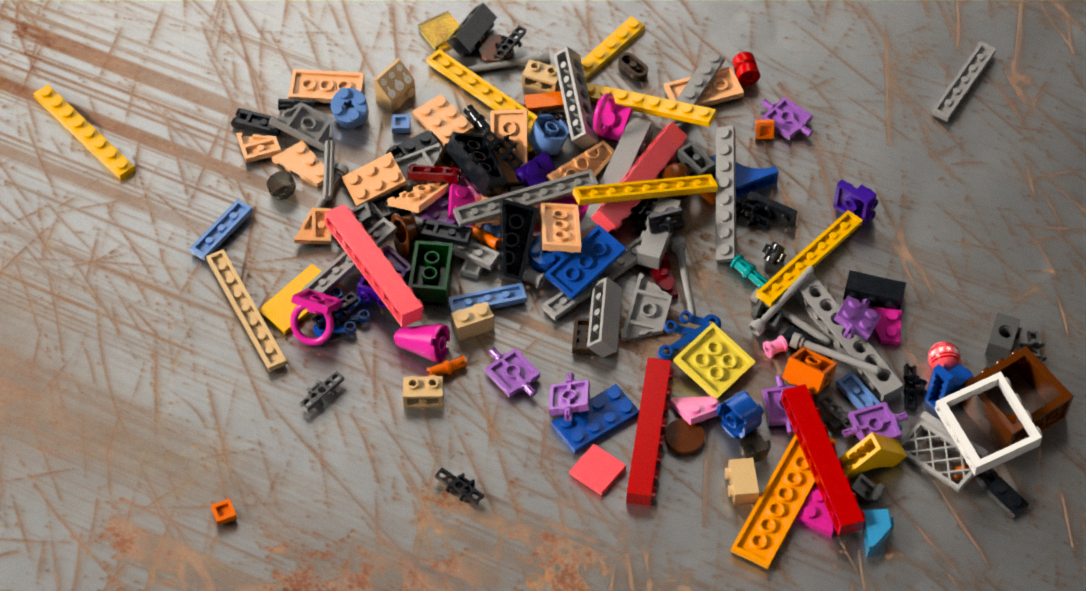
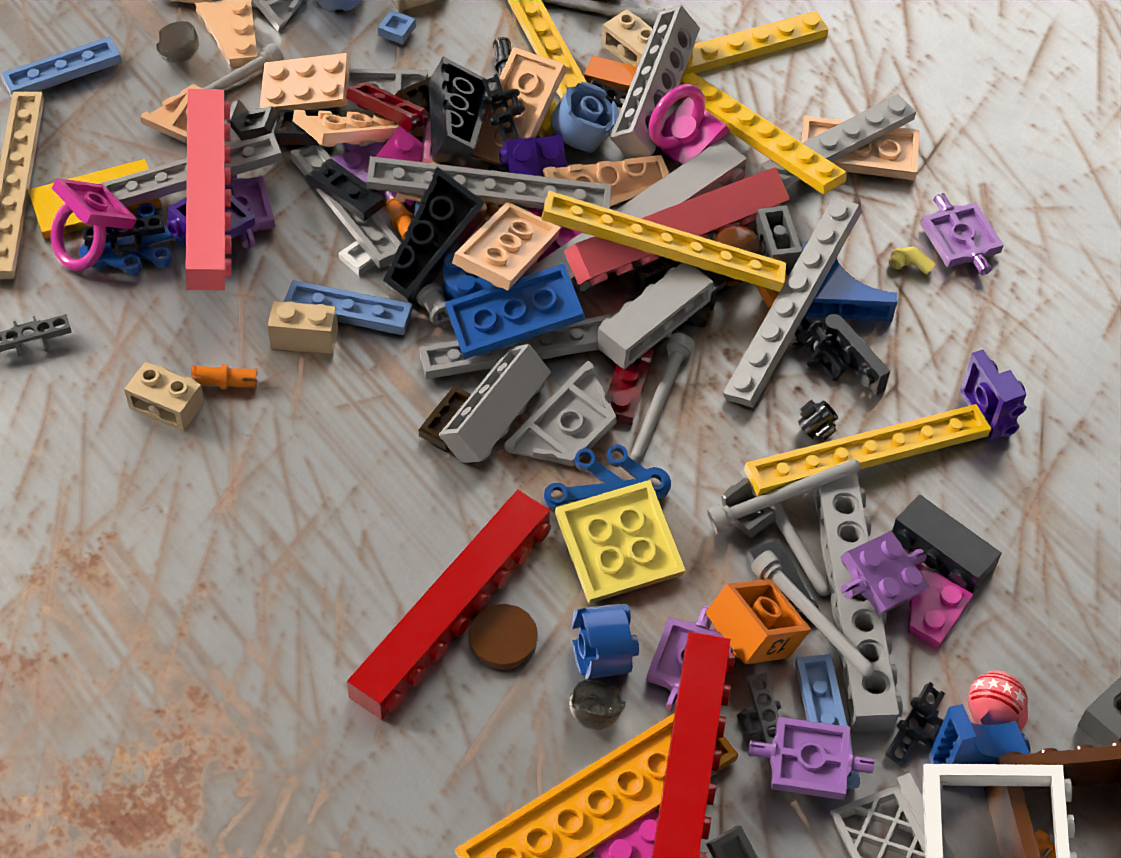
camera: 25 degrees right, 0 degrees up
(328, 170) = (252, 47): light grey axle -> none
(406, 233) = (296, 164): reddish brown piece -> none
(413, 144) = (392, 60): black hinge -> none
(424, 340) = (217, 327): dark pink cone -> none
(431, 270) = (292, 234): dark green brick -> none
(442, 119) = (461, 40): light nougat plate -> none
(456, 481) = (119, 548): black piece -> none
(512, 372) = (311, 425): medium lavender plate -> none
(569, 397) = (363, 497): medium lavender plate -> none
(597, 469) = (337, 626): coral tile -> none
(605, 414) = (386, 547): blue plate -> none
(634, 68) = (774, 76): dark brown plate -> none
(665, 220) = (666, 297): black hips -> none
(695, 408) = (545, 600): bright pink wing -> none
(742, 480) = (544, 748): tan brick -> none
(746, 68) = (940, 141): red wheel -> none
(748, 270) = (760, 426): teal pin -> none
(764, 129) = (916, 234): orange plate -> none
(768, 141) = (911, 256): none -> light yellow arm
(775, 346) = (732, 561): bright pink bush -> none
(872, 453) = (776, 802): yellow arch -> none

